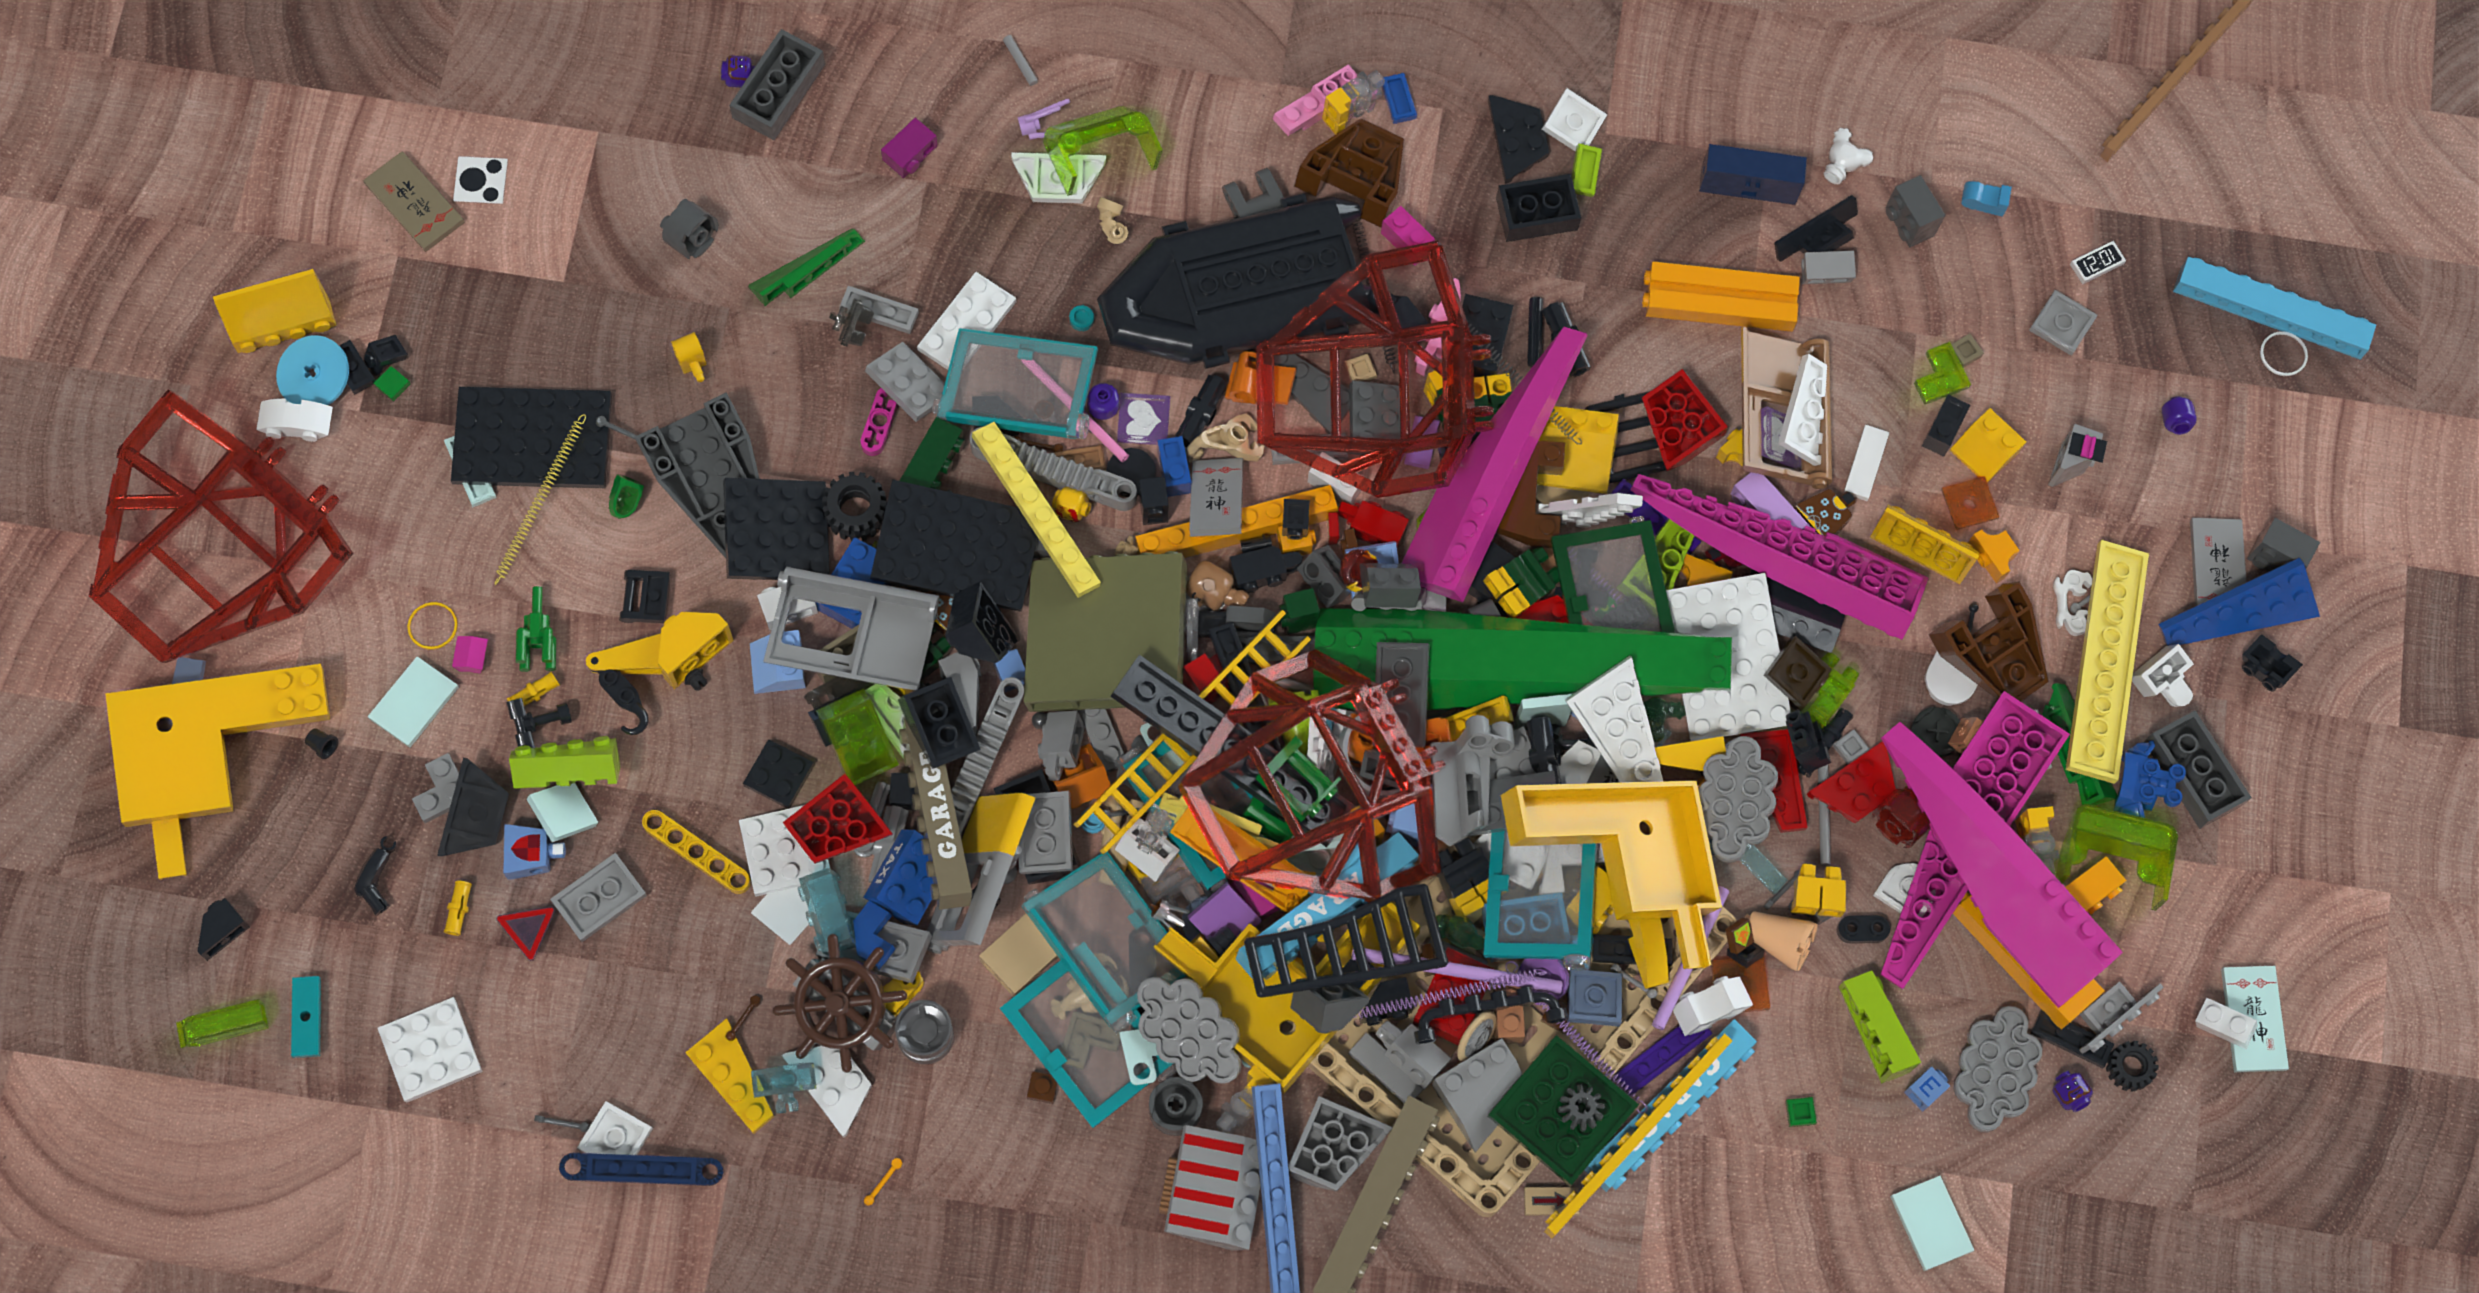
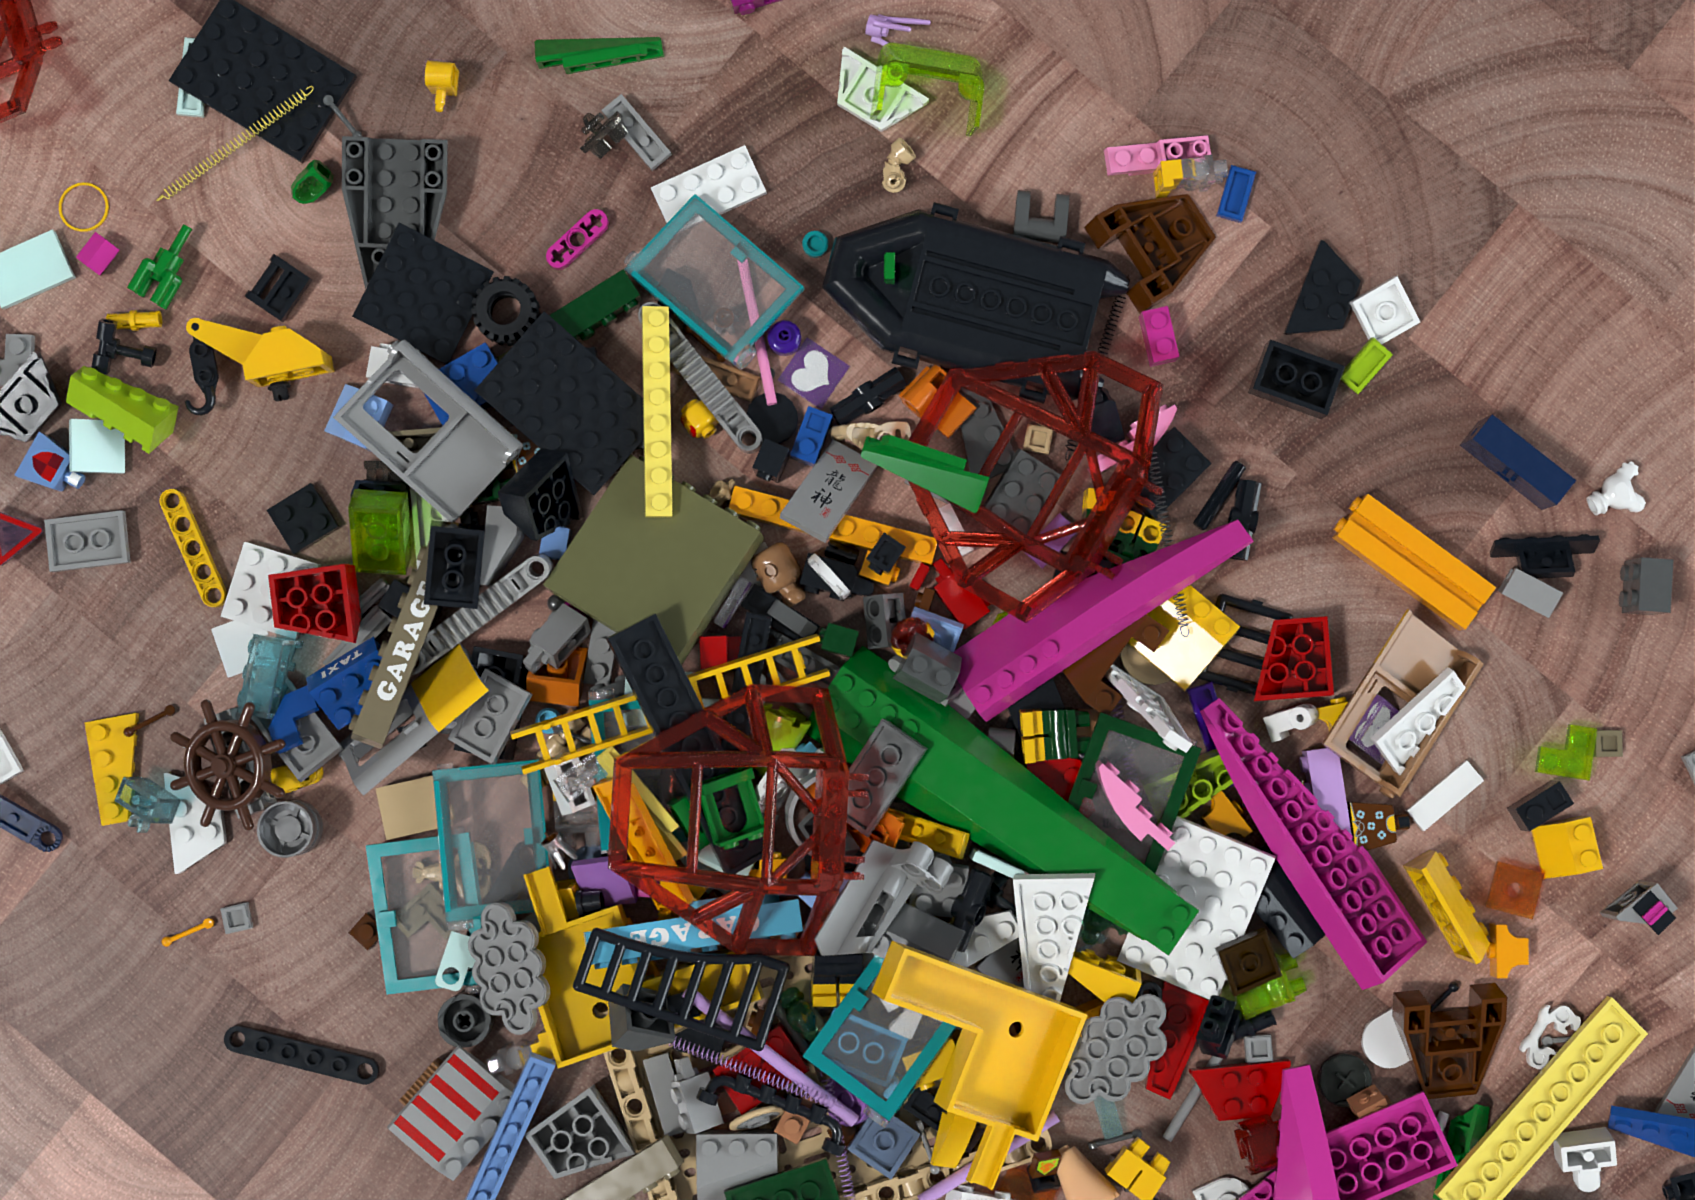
camera: 40 degrees right, 15 degrees up
(907, 380) = (621, 216): light grey plate -> none
(919, 1144) = (236, 918): none -> light grey tile
(1047, 1227) = (301, 1054): none -> black plate
(1160, 290) = (889, 268): none -> green tile
(1260, 559) = (829, 576): none -> white tile
(1289, 429) = (928, 468): none -> green wedge
(1614, 594) = (1124, 799): none -> bright pink slope
(1704, 469) = (1295, 717): none -> white leg

